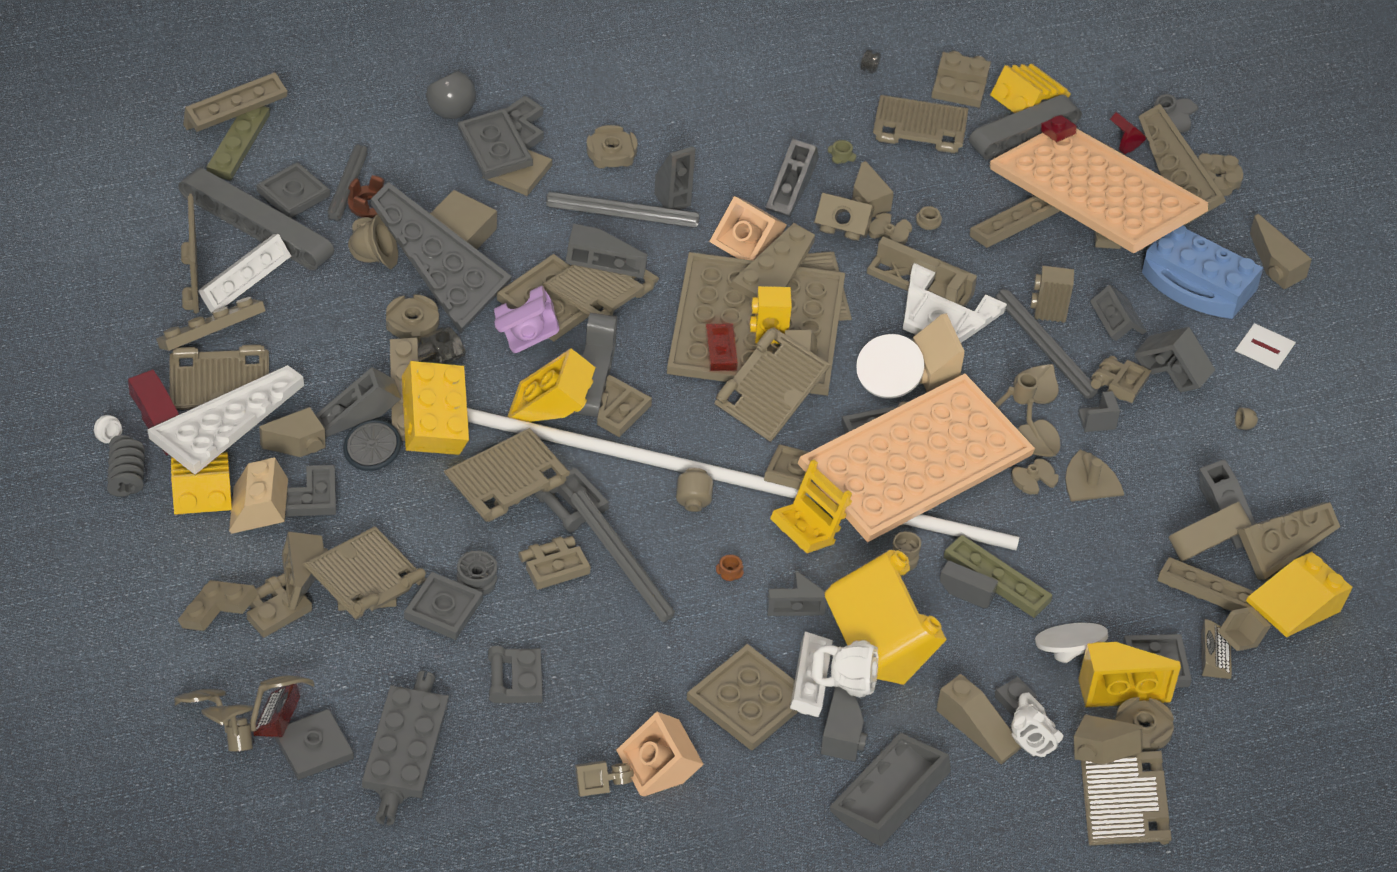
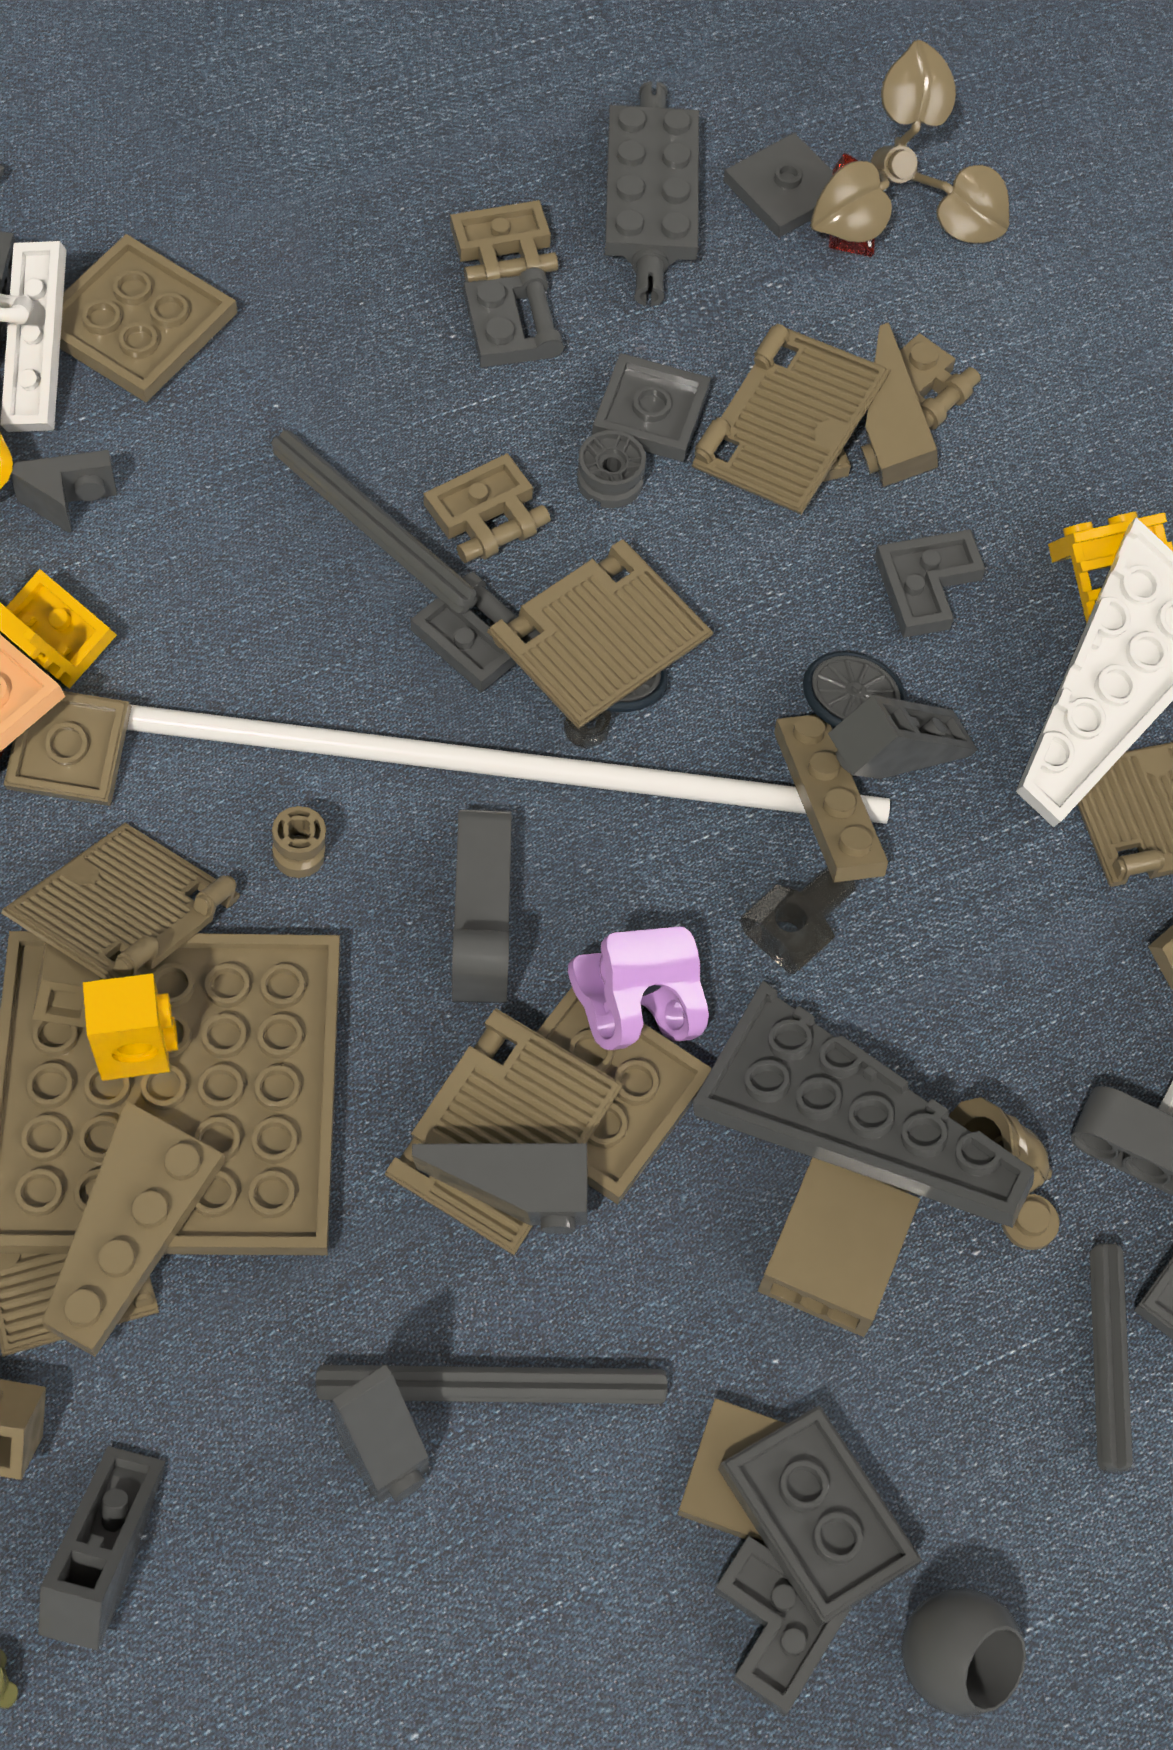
camera: 170 degrees right, 15 degrees up
(212, 599) = (1006, 368): dark tan plate -> none
(259, 496) = (1004, 531): tan slope -> none
(294, 434) = (994, 684): dark tan slope -> none
(360, 194) = (1058, 1274): copper piece -> none
(420, 306) = (860, 1021): dark tan plate -> none
(435, 408) = (762, 730): yellow piece -> none
(511, 725) = (501, 232): none -> dark tan plate
(553, 389) = (552, 806): yellow slope -> none
(594, 777) = (365, 168): dark tan plate -> none
(603, 156) = (530, 1617): dark tan plate -> none
(621, 406) = (419, 841): dark tan wing -> none
(660, 755) = (265, 206): light nougat slope -> none
(682, 409) = (298, 854): none -> dark tan wheel
(694, 489) = (258, 669): dark tan head -> none
(721, 347) = (232, 973): clear red plate -> none
(730, 568) = (182, 527): dark orange plate -> none
(746, 230) = (196, 1351): light nougat slope -> none

